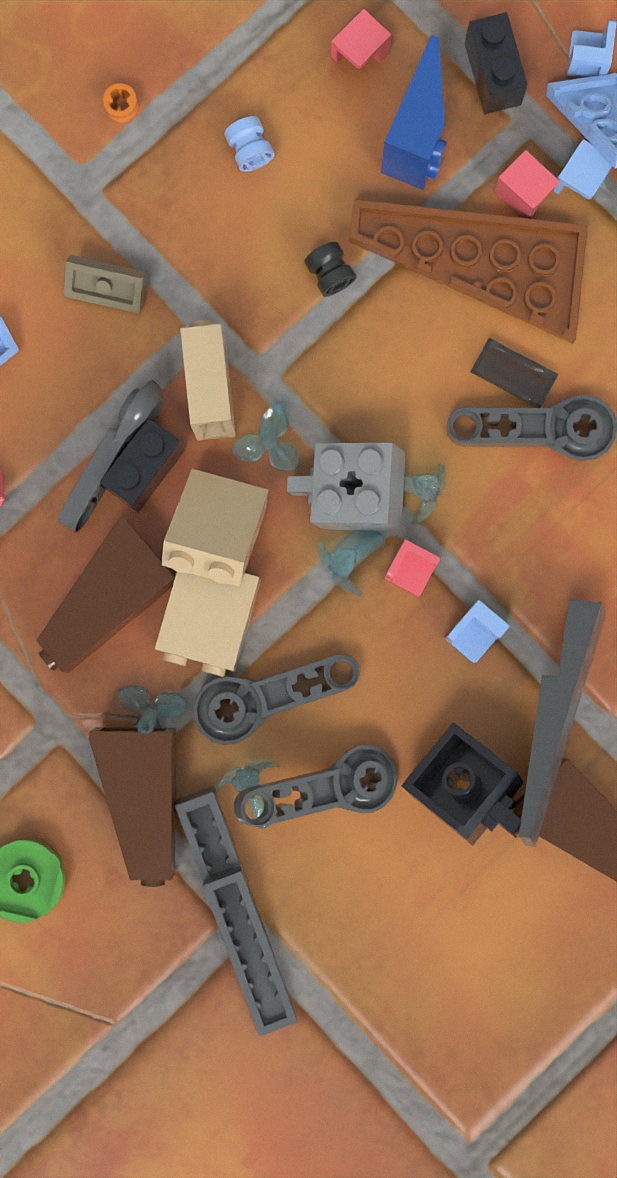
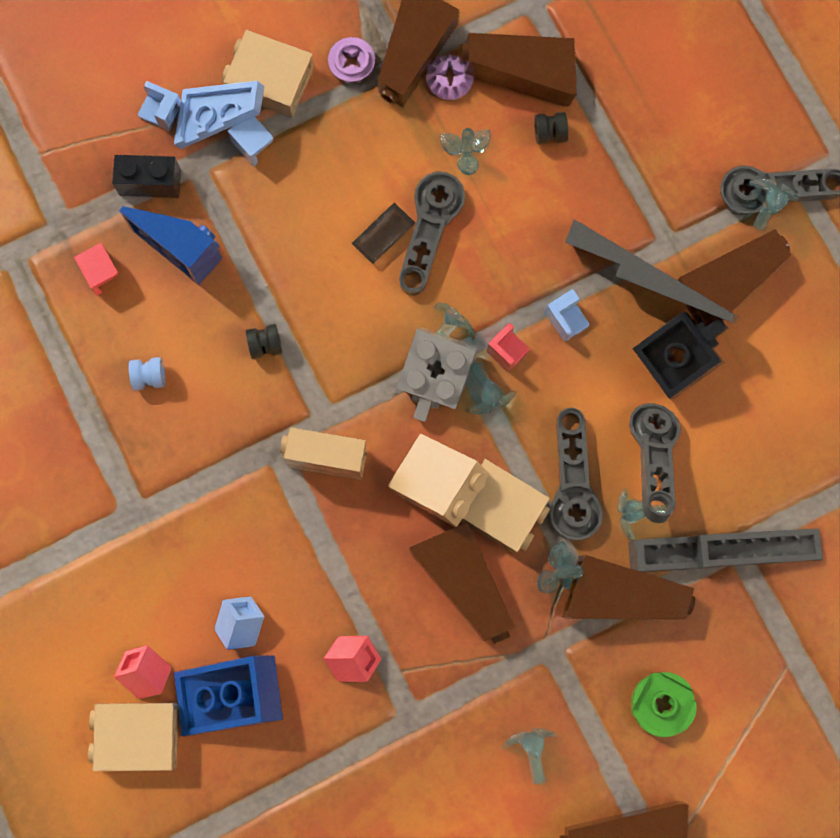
camera: 80 degrees left, 5 degrees down
(88, 490) = (335, 517): dark grey beam -> none
(104, 283) = (221, 513): dark tan plate -> none
(122, 90) = (75, 471): orange bush -> none
(143, 465) = (372, 523): black brick -> none
(272, 426) = (369, 419): clear light blue plant -> none
(502, 261) = (298, 215): dark orange wing -> none
(525, 185) = (247, 182): coral panel -> none

